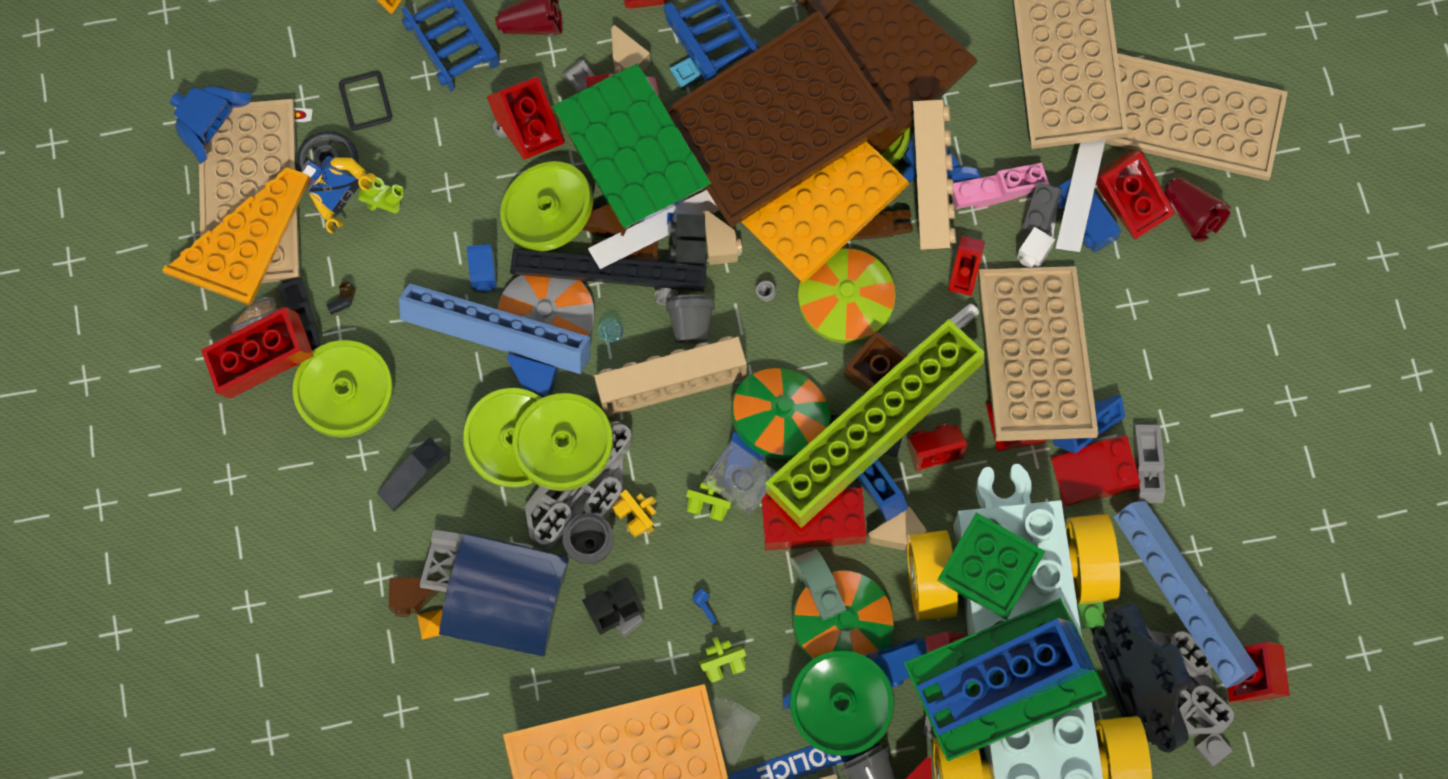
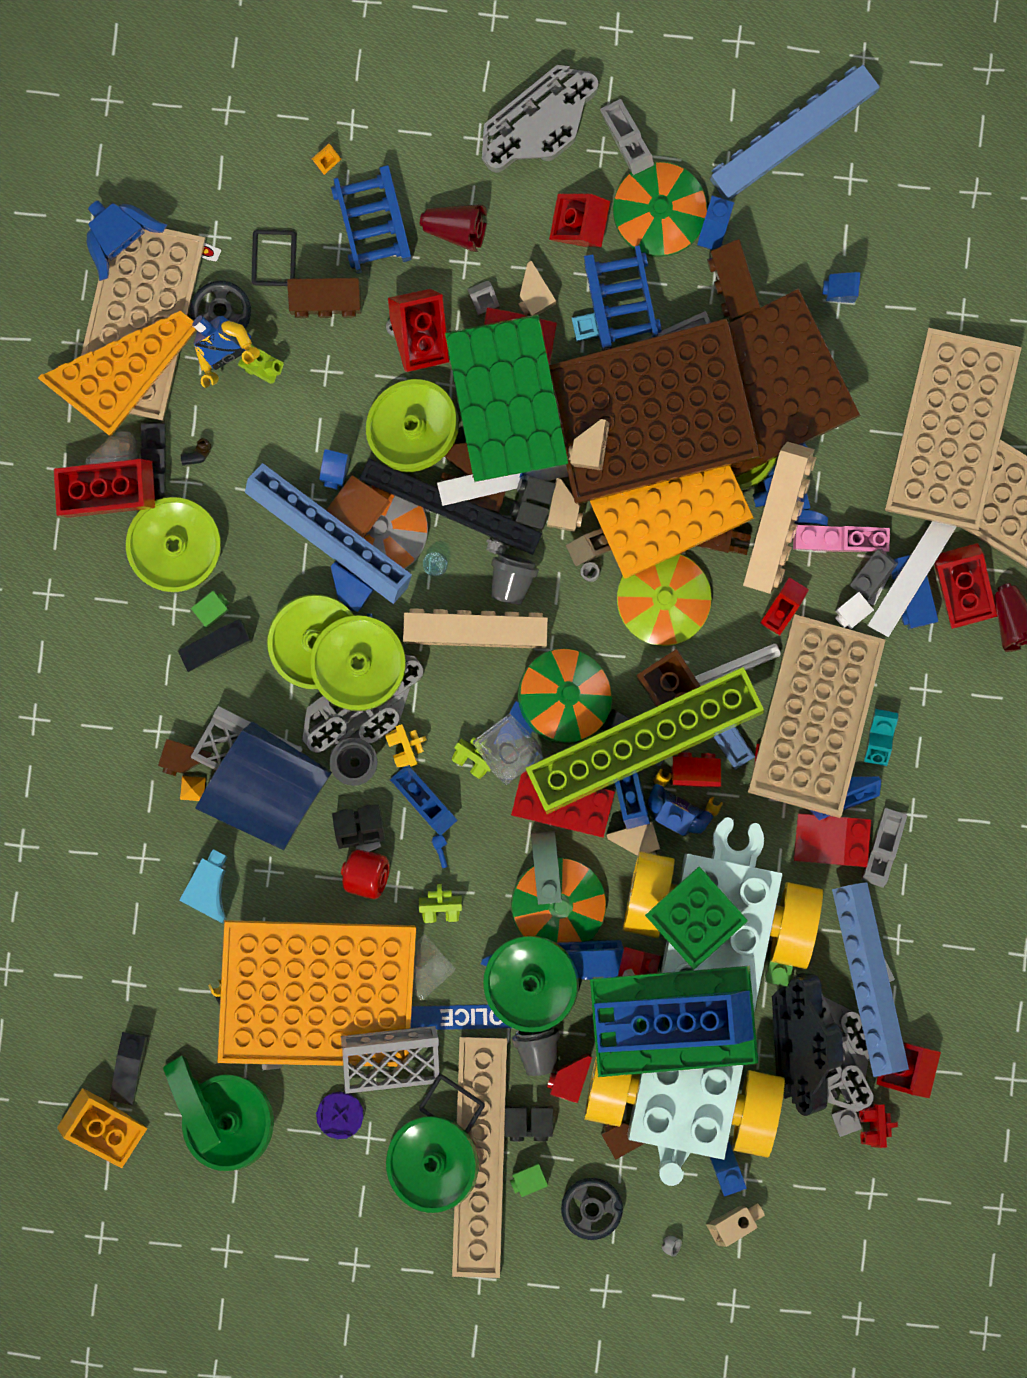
camera: 20 degrees right, 15 degrees up
(398, 440) = (211, 608): none -> bright green brick
(424, 114) = (324, 297): none -> reddish brown slope
(472, 716) = (205, 887): none -> medium azure hips
(518, 293) = (358, 506): none -> dark orange slope
(635, 650) = (365, 874): none -> red head
(672, 560) = (423, 800): none -> blue slope
(726, 165) = (590, 447): none -> tan slope
(757, 267) = (588, 547): none -> dark tan slope
(932, 491) = (676, 812): none -> blue torso
(963, 412) = (734, 747): none -> medium blue tile
(1105, 359) = (881, 737): none -> teal slope
(1249, 742) = (880, 1126): none -> red hips

